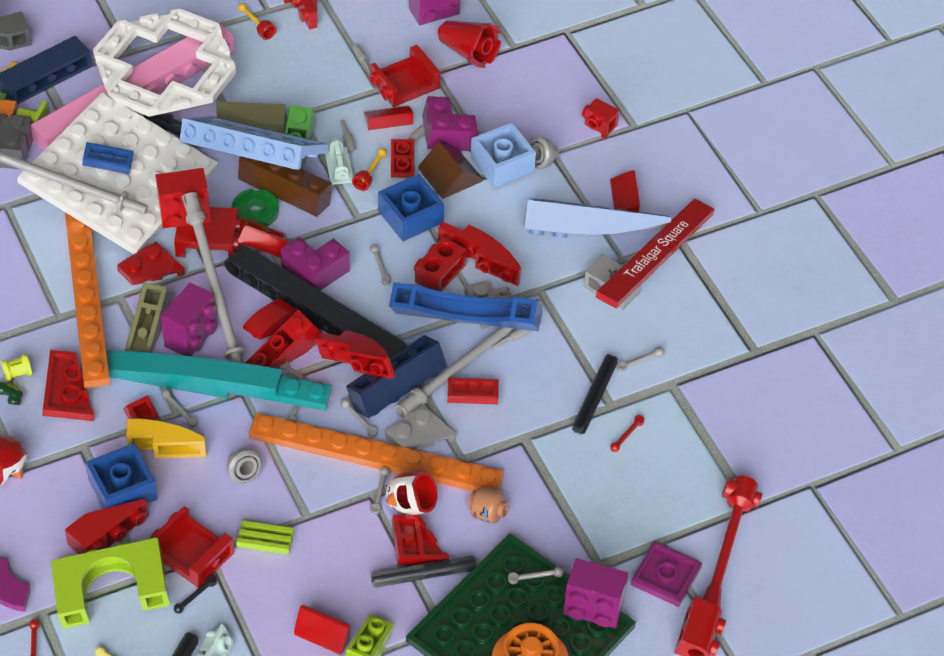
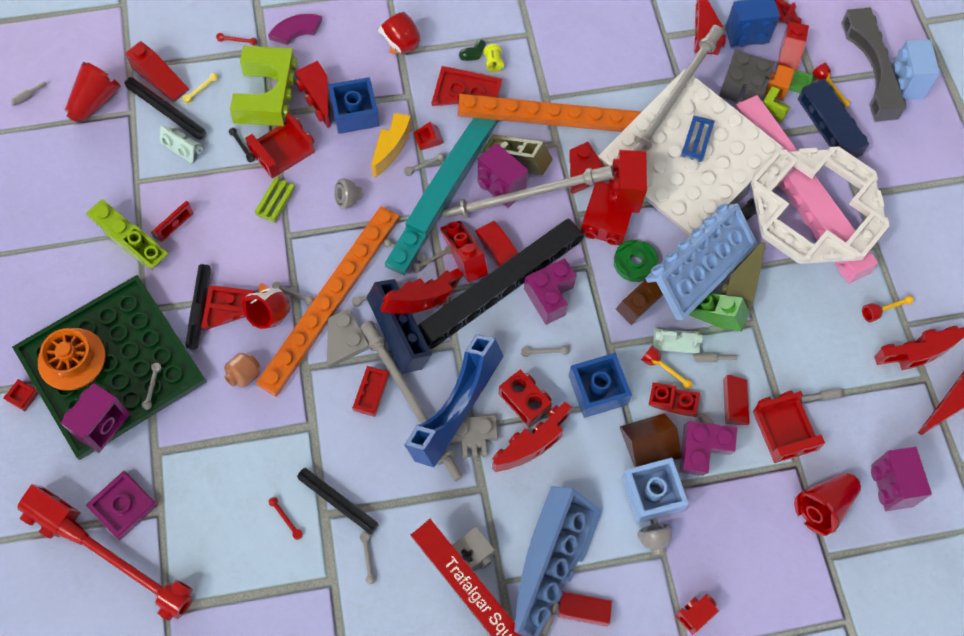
camera: 105 degrees right, 15 degrees up
(261, 237) = (593, 254): red slope -> none

